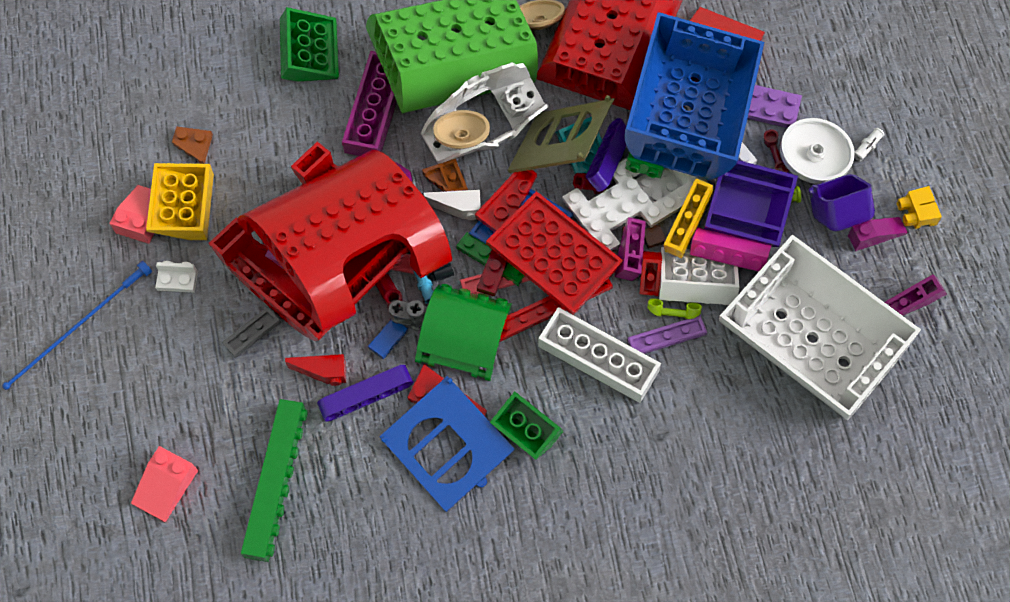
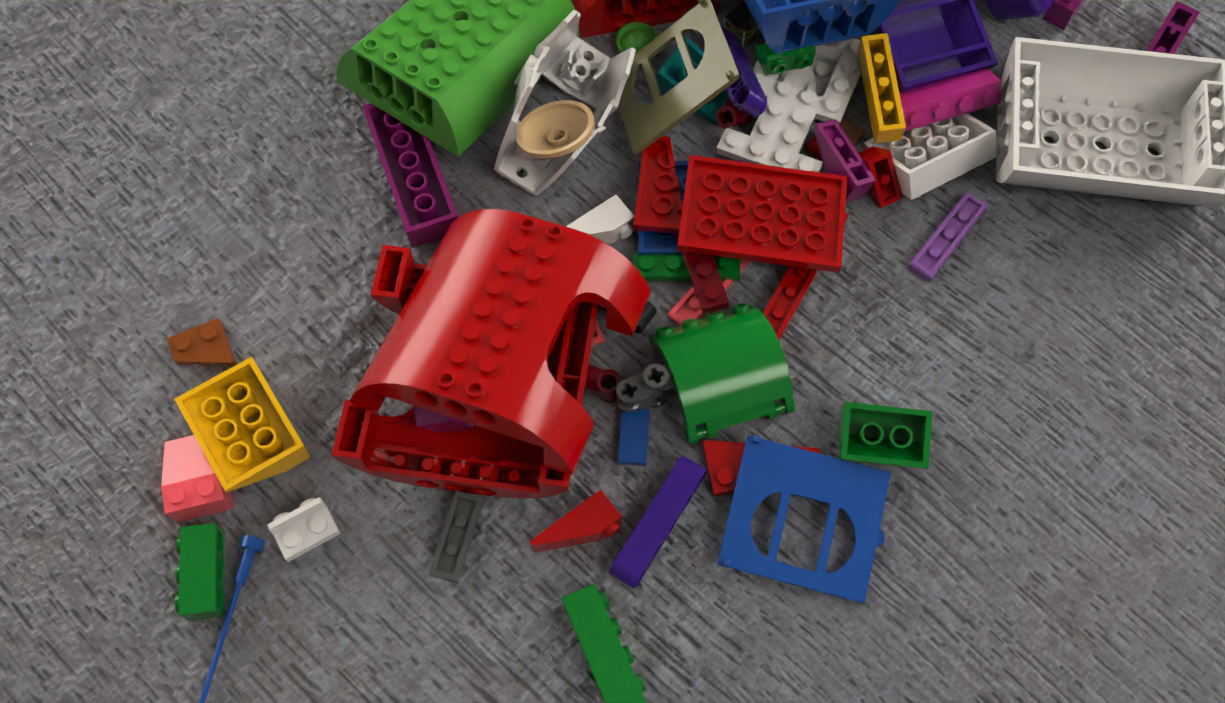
camera: 35 degrees left, 0 degrees up
(109, 267) = (200, 572): none -> green brick
(308, 46) = (272, 147): green slope -> none
(425, 286) = (632, 346): medium azure pin -> none
(446, 176) = (561, 204): dark orange wing -> none
(568, 97) = (635, 35): none -> bright green hat
(599, 355) = (899, 301): white brick -> none
(656, 307) = (955, 190): lime bar -> none

